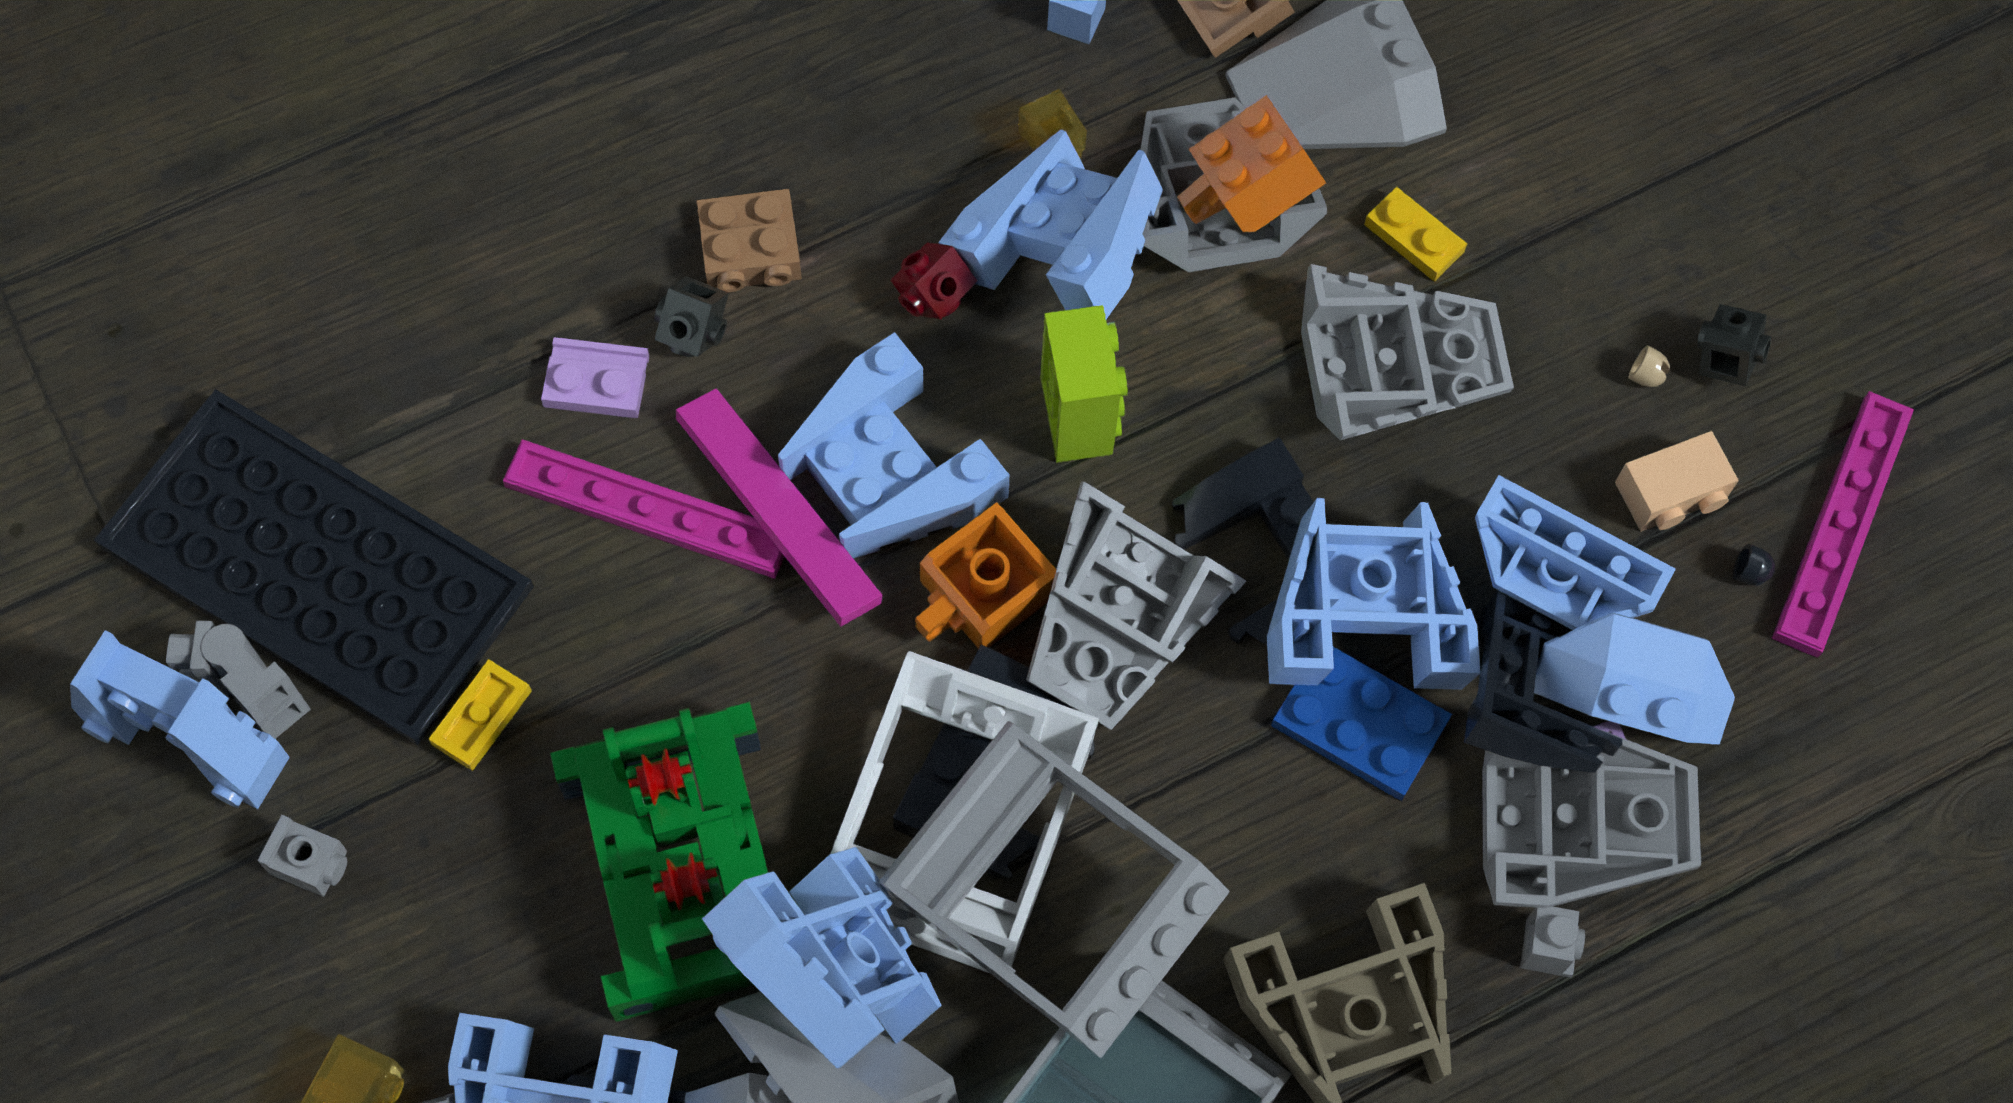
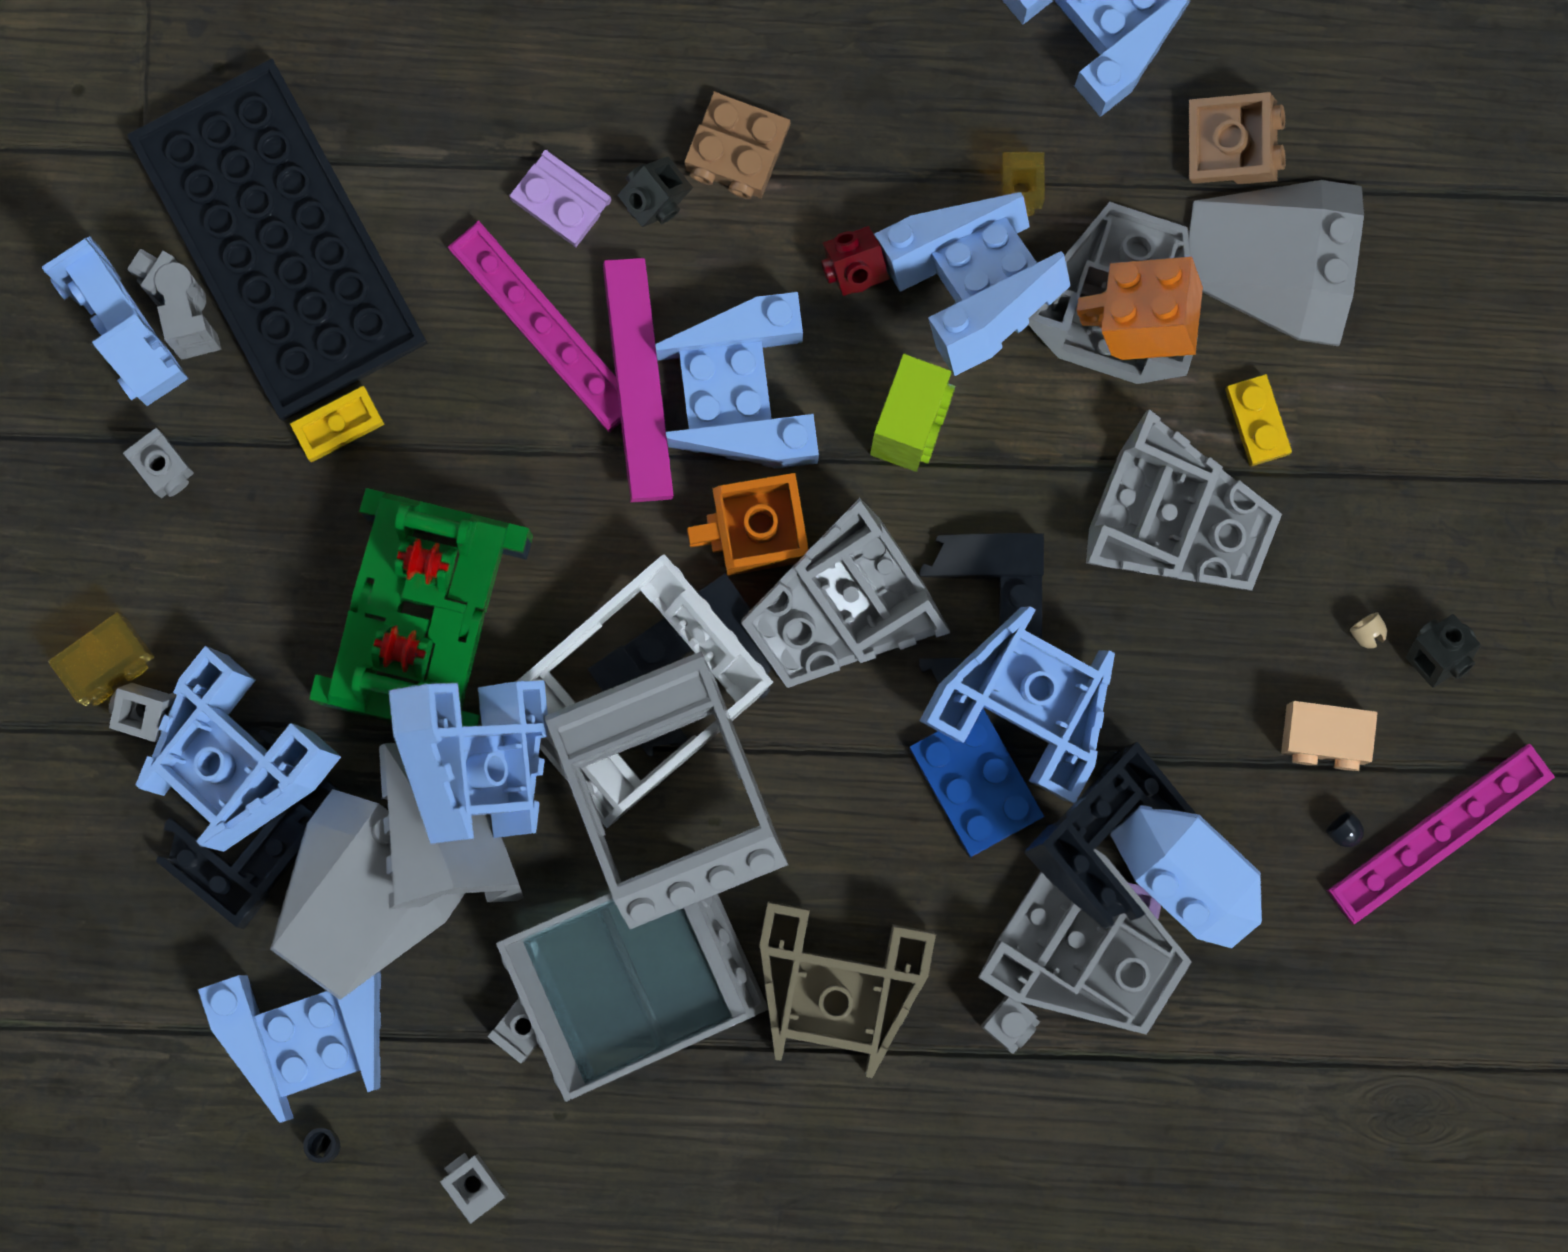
camera: 30 degrees right, 15 degrees up
(1563, 561) = (1195, 752): light blue wedge -> none

